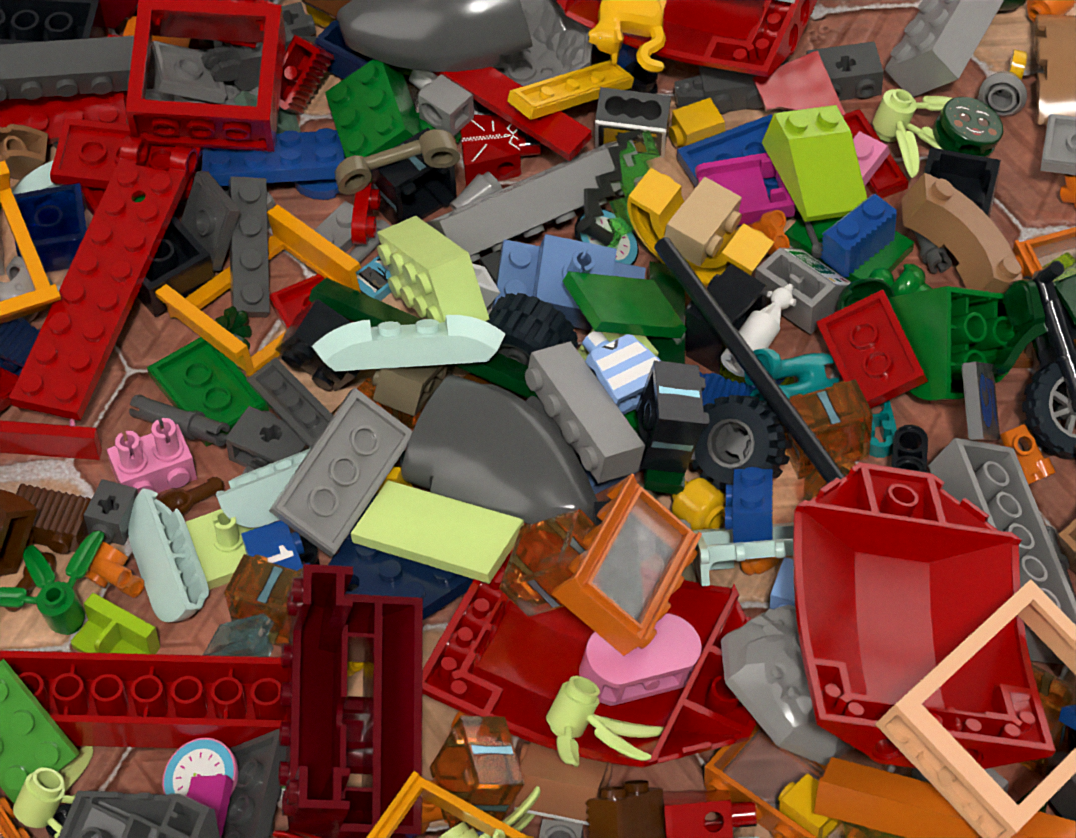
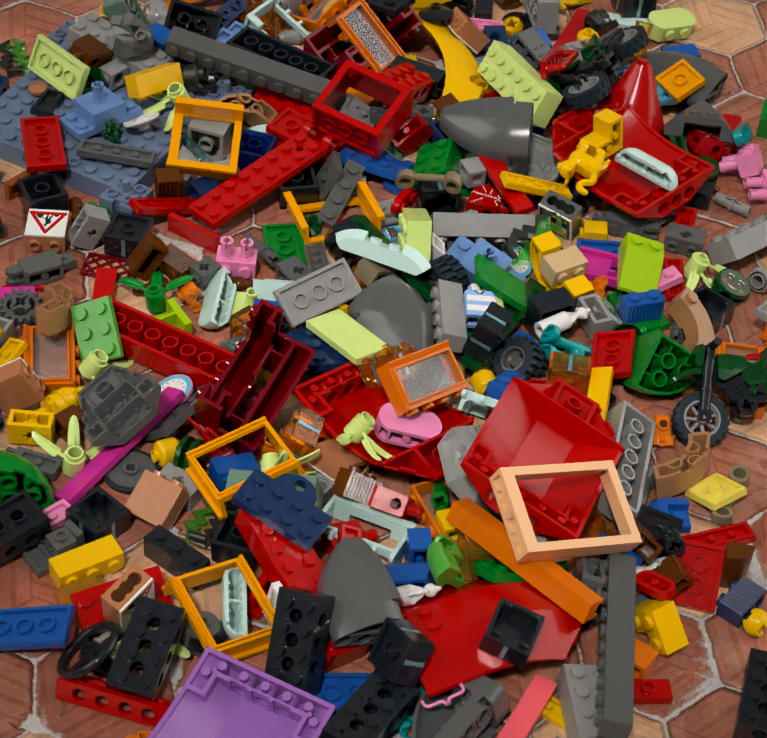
camera: 20 degrees right, 10 degrees down
(748, 361) = (542, 320): black piece -> none
(766, 765) = (439, 496): none -> green piece
(798, 86) = (657, 230): tile -> none
(822, 29) = (686, 216): none -> red plate
(896, 430) = (600, 387): none -> yellow tile
(980, 401) = (650, 392): dark grey tile -> none

